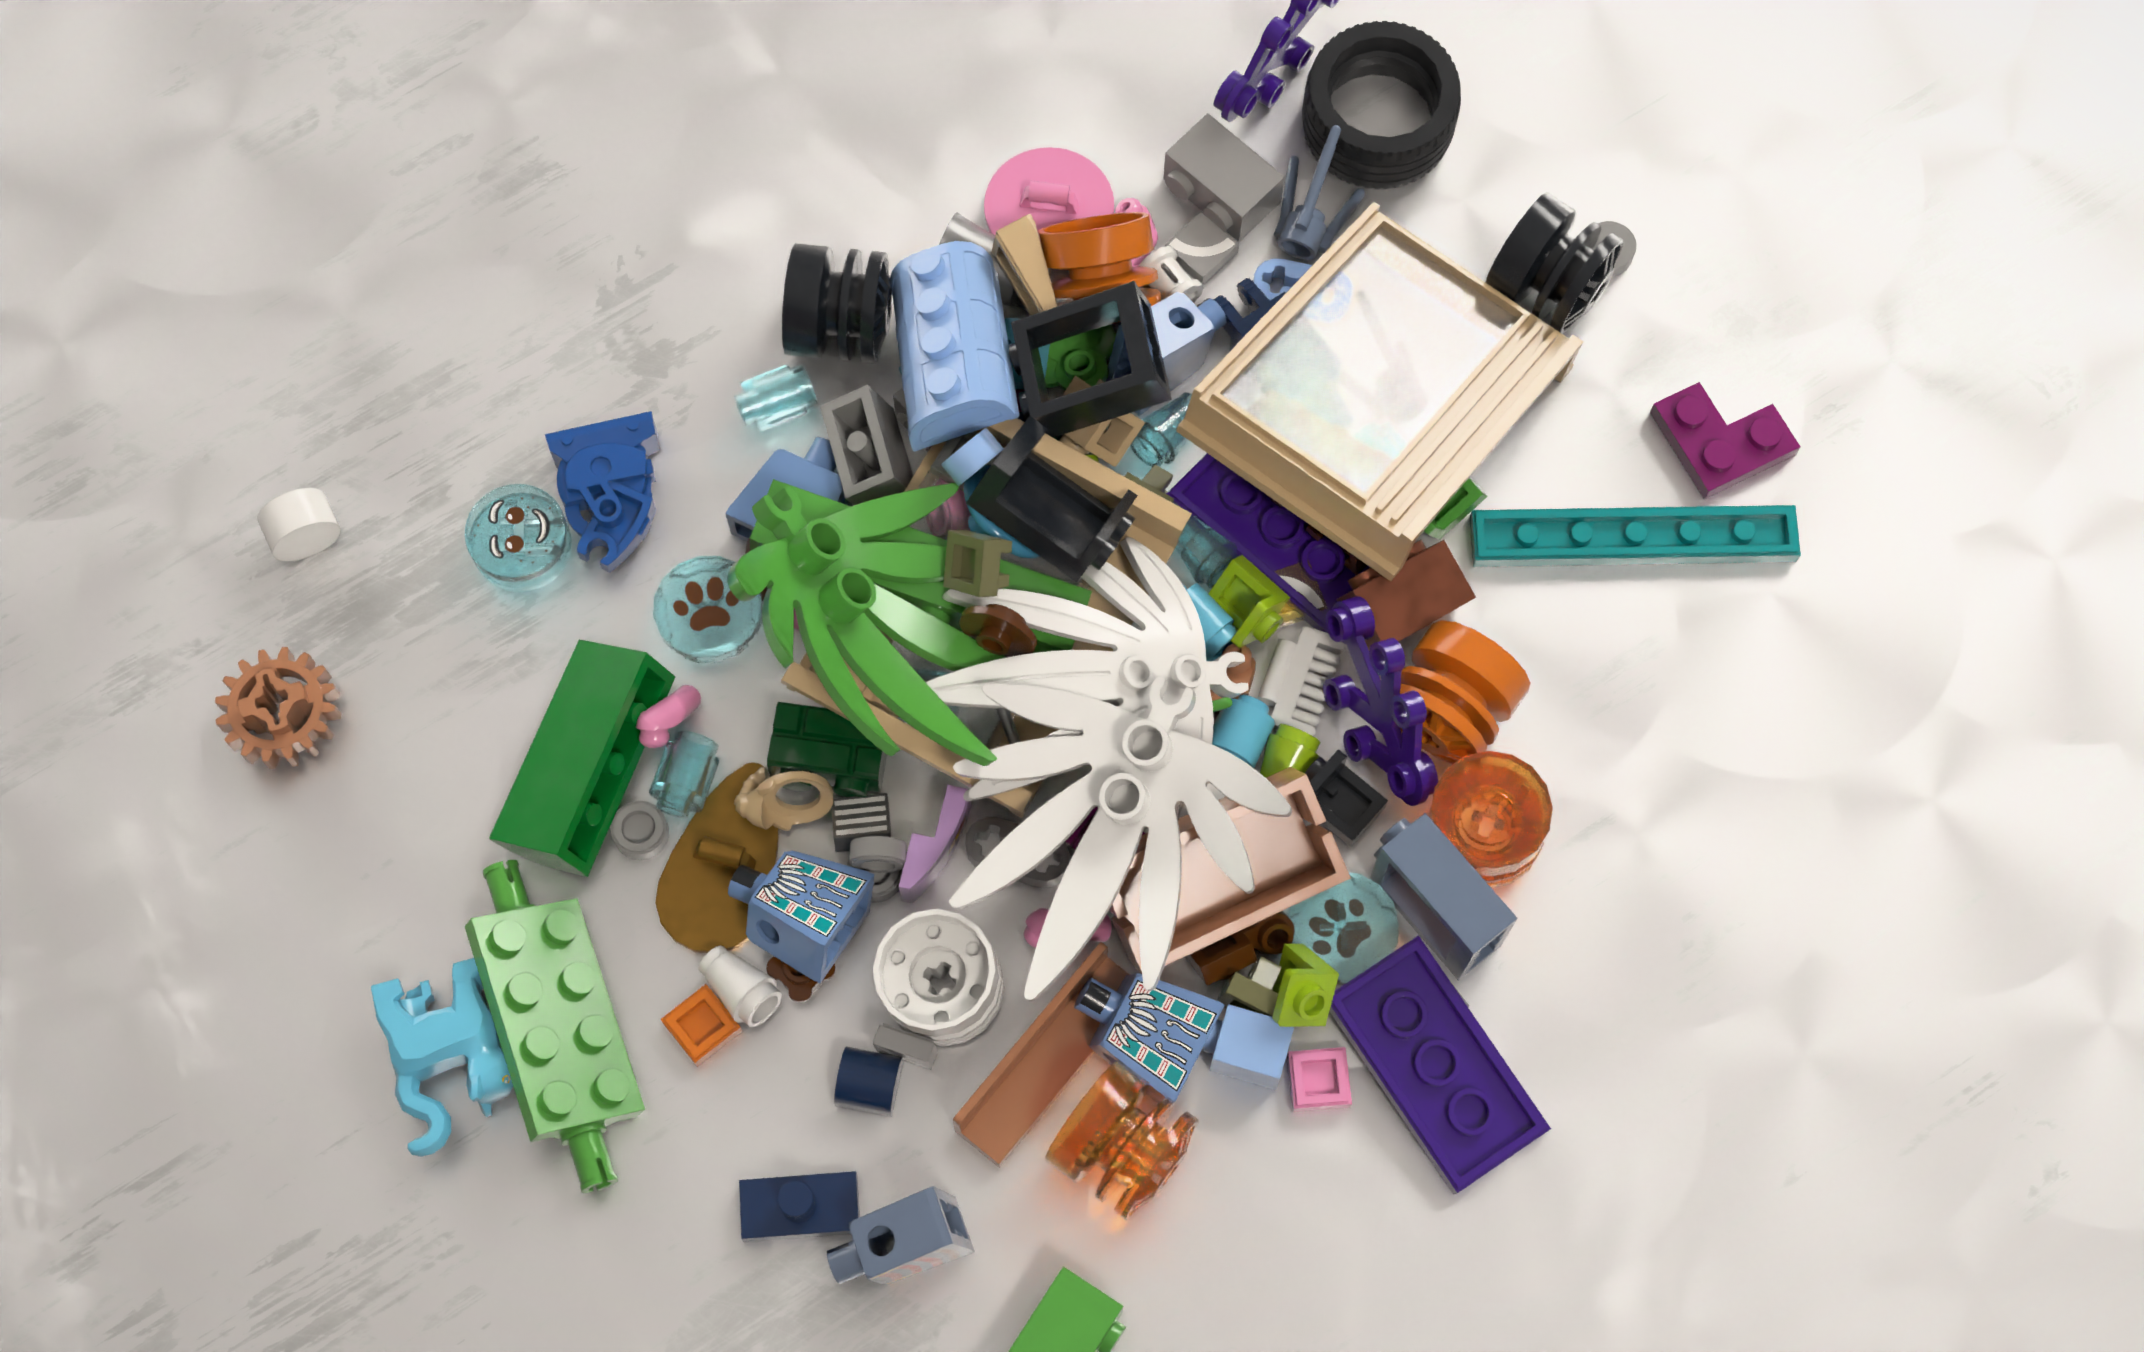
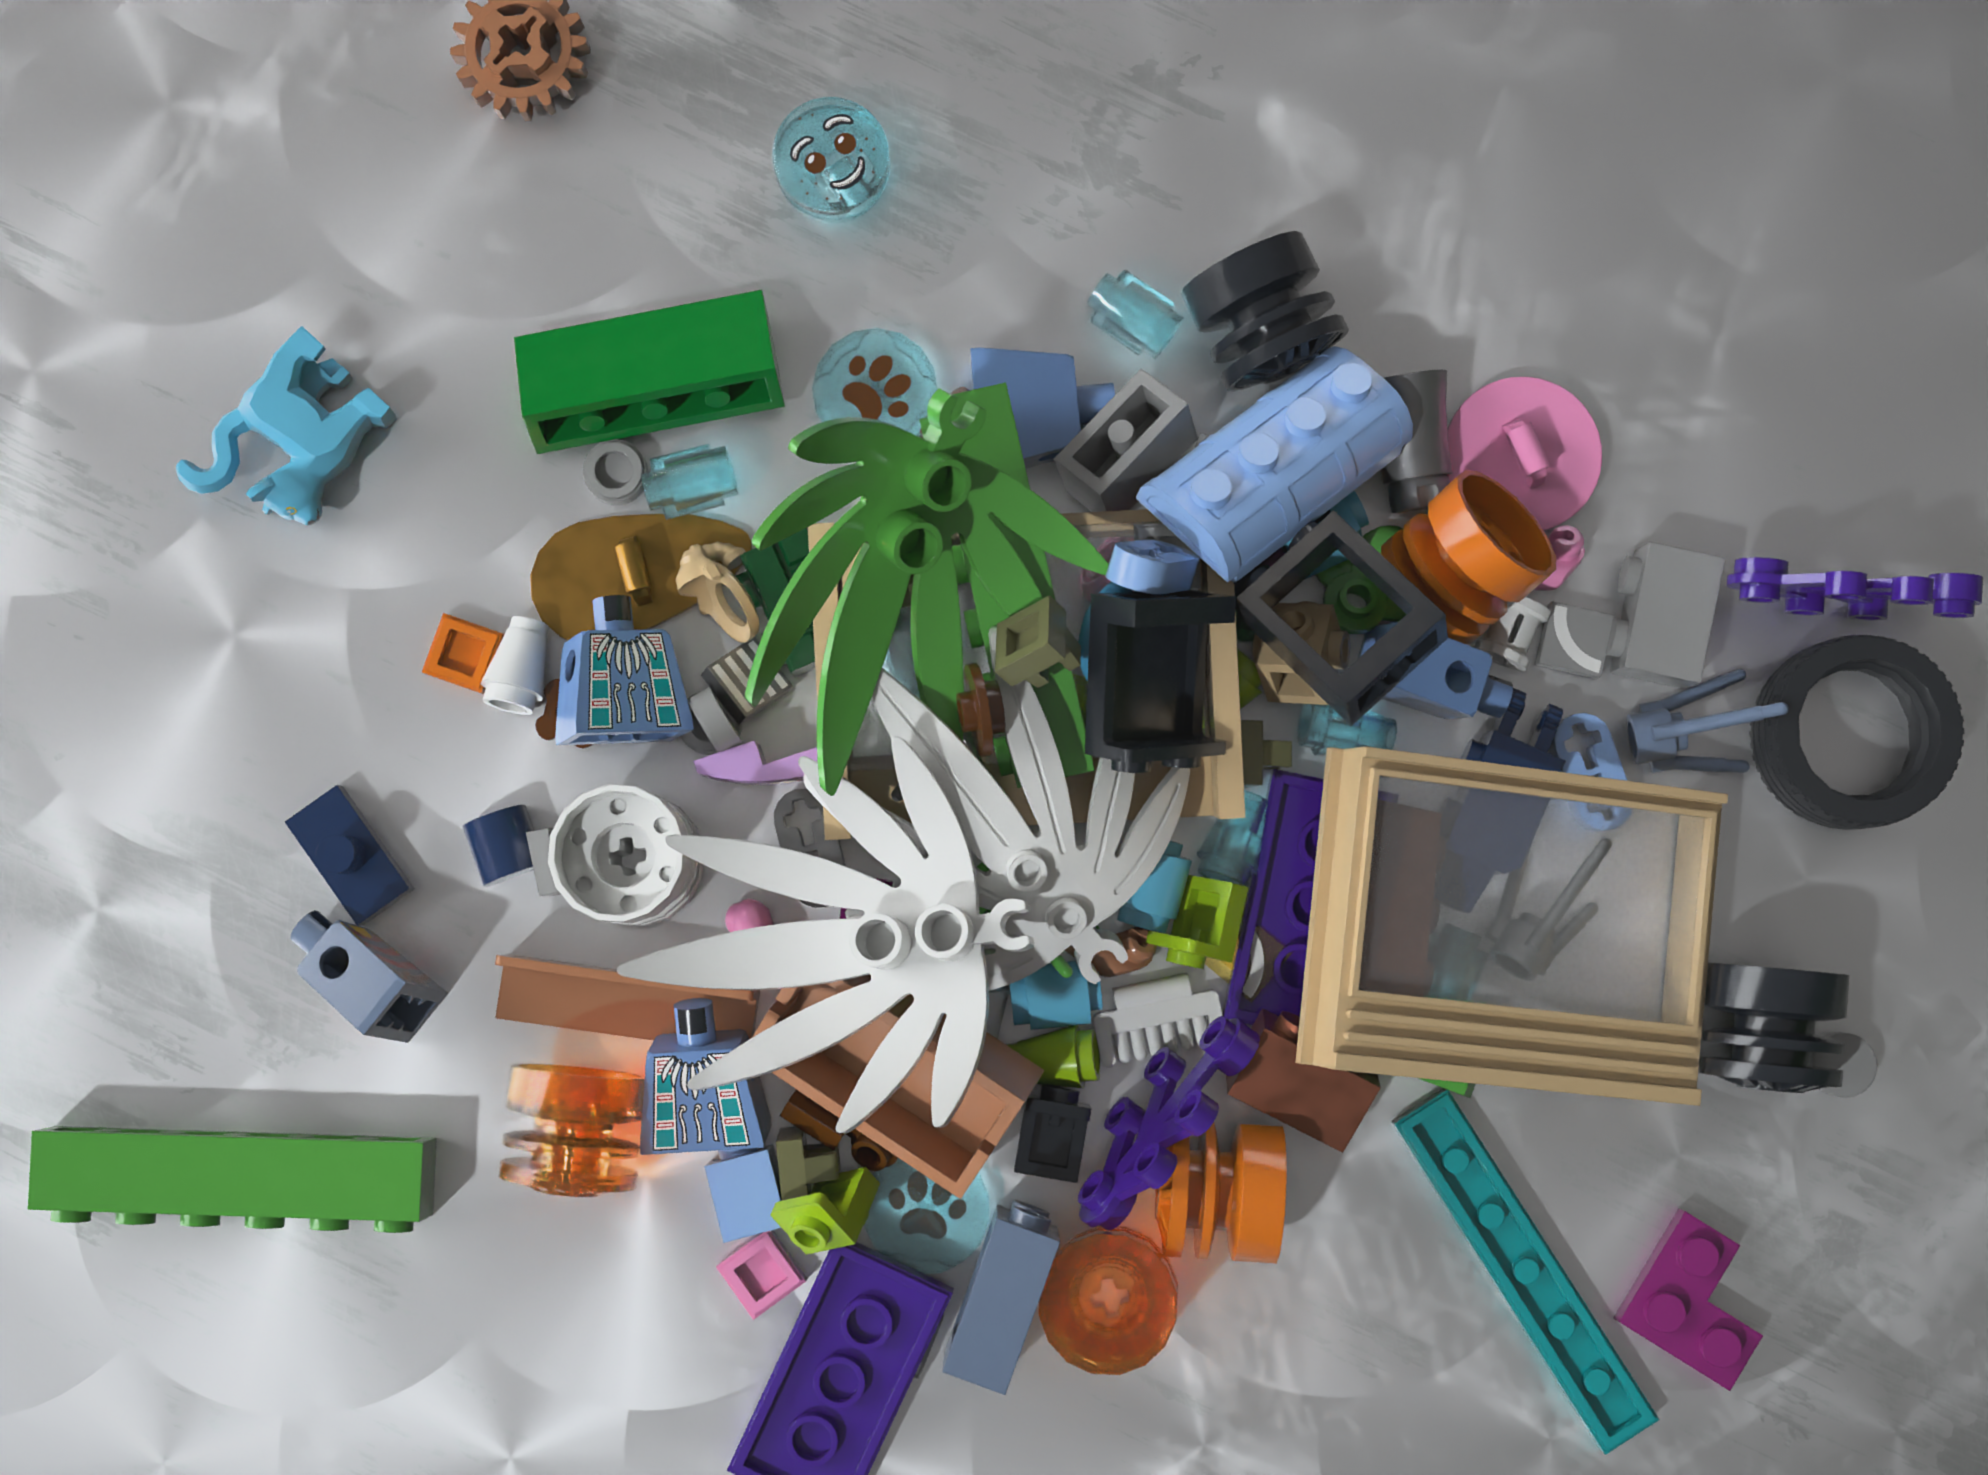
camera: 60 degrees right, 15 degrees up
(554, 1022) = (378, 515): plate -> none
(610, 475) = (947, 208): blue piece -> none
(665, 715) = (736, 426): bright pink arm -> none
(1024, 264) = (1421, 477): tan slope -> none

